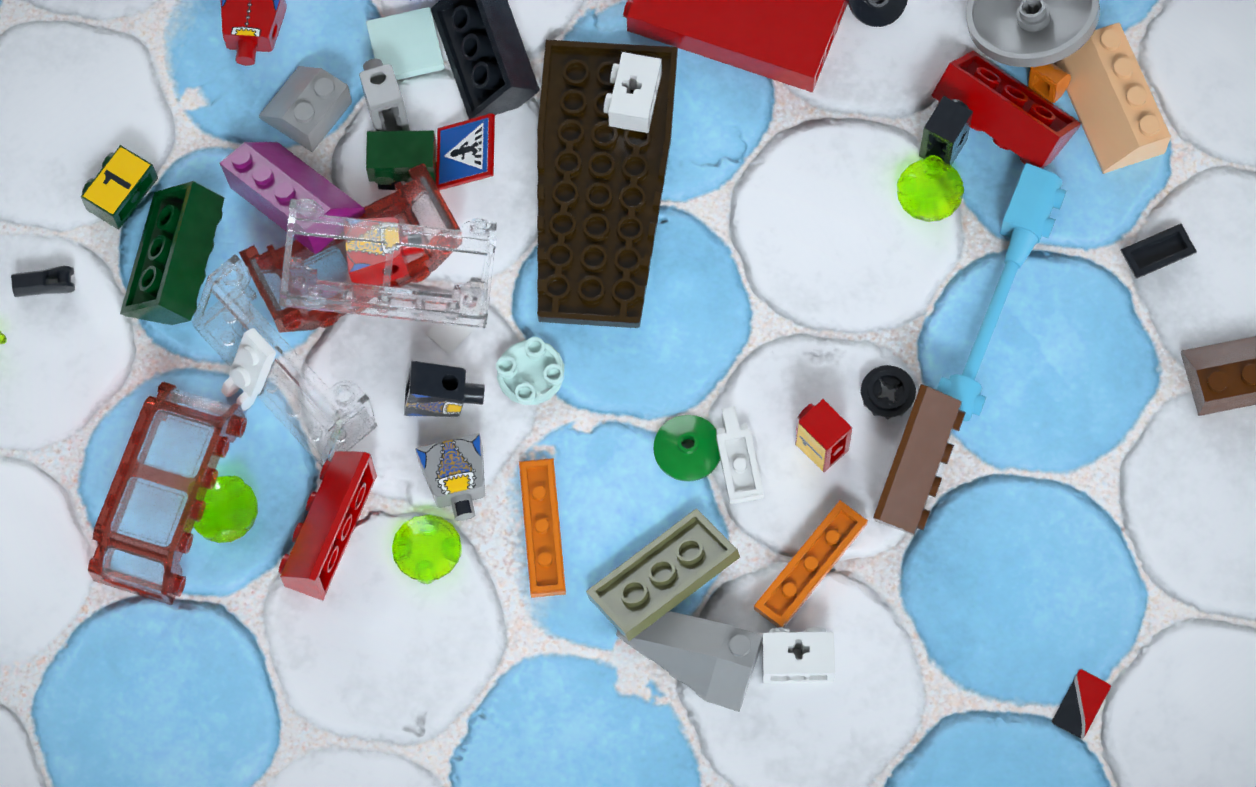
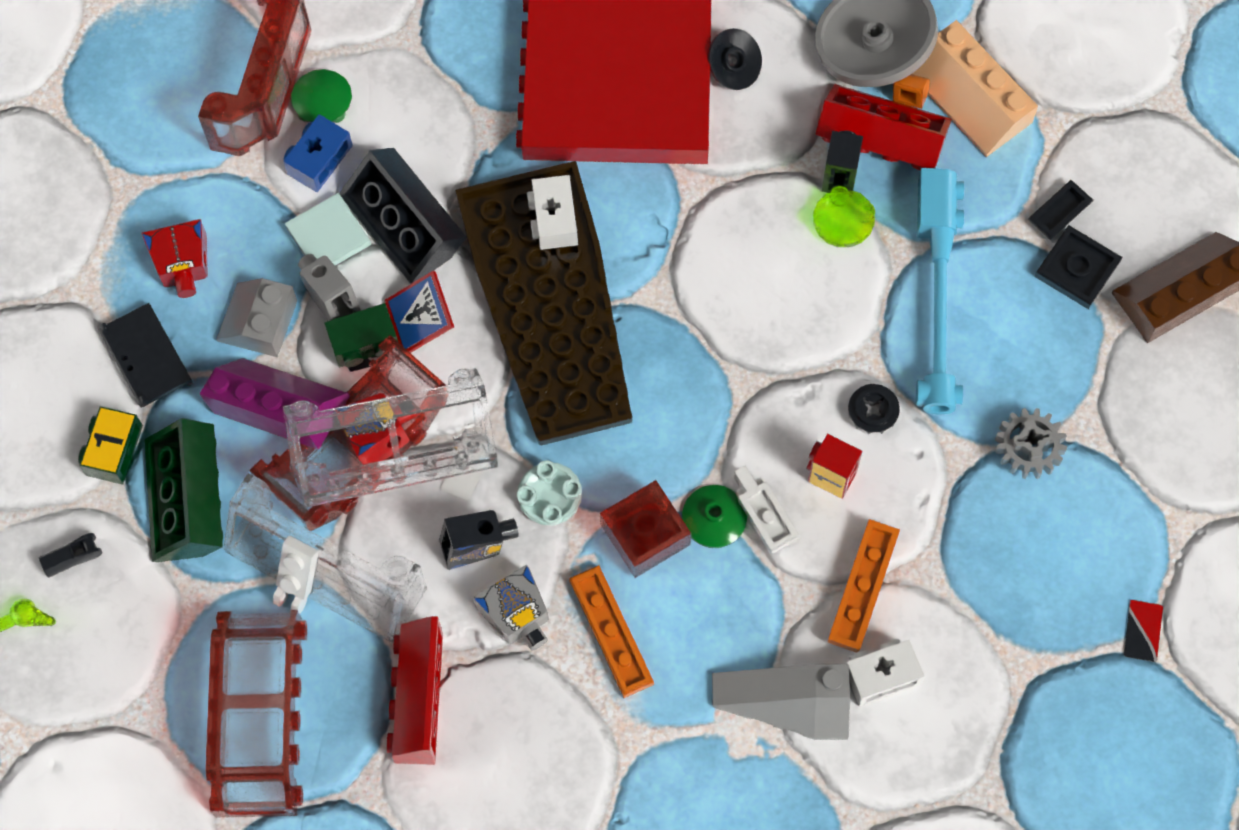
camera: 20 degrees left, 0 degrees up
(189, 119) = (152, 361): none -> black door
(228, 510) = (321, 711): clear neon green dish -> none
(426, 548) = (513, 684): clear neon green dish -> none
(610, 436) = (645, 528): none -> clear red brick
(663, 574) = (737, 638): plate -> none
(918, 461) = (927, 461): reddish brown slope -> none
(1048, 478) = (1021, 453): none -> light grey gear
(1155, 315) = (1078, 267): none -> black tile

